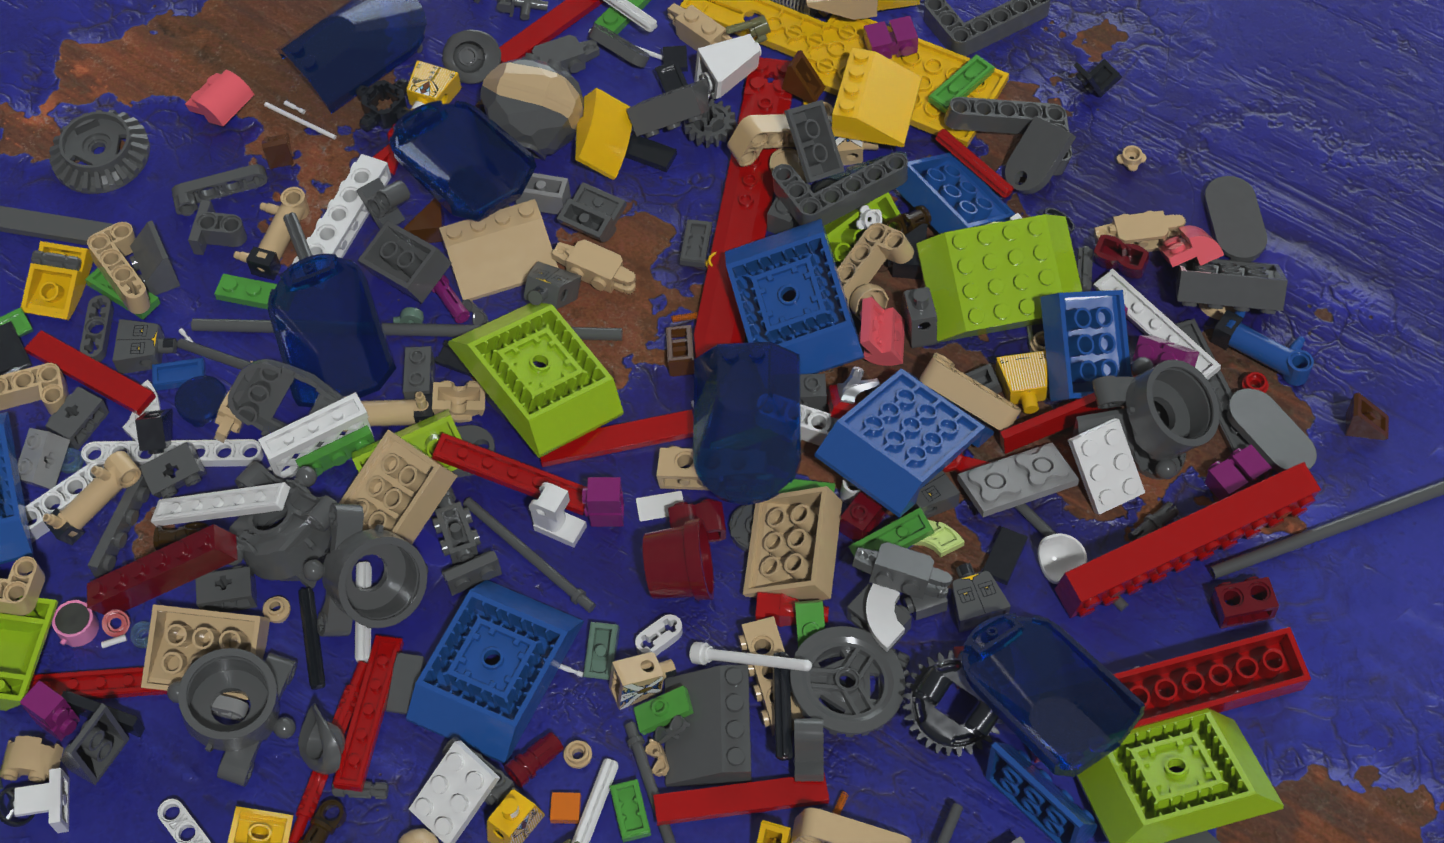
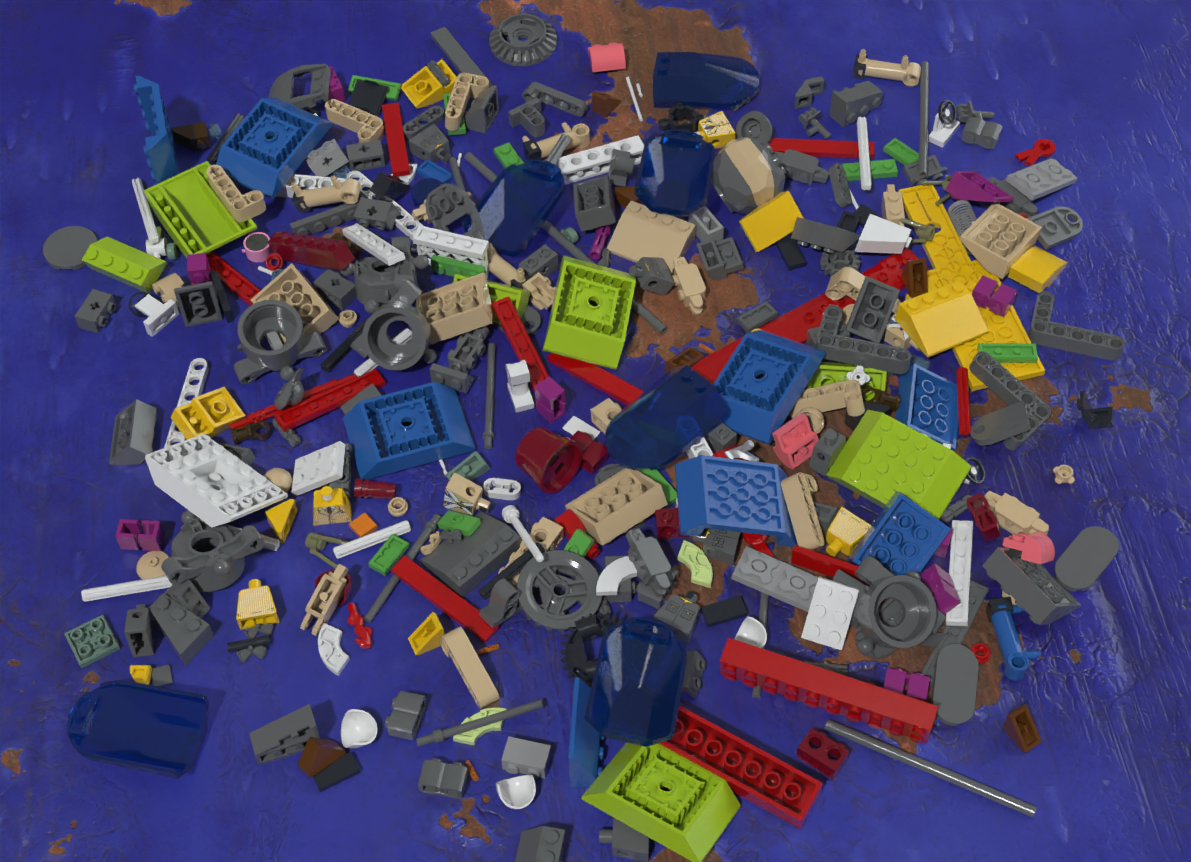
camera: 45 degrees right, 5 degrees down
(901, 532) = (678, 547): bright green plate -> none

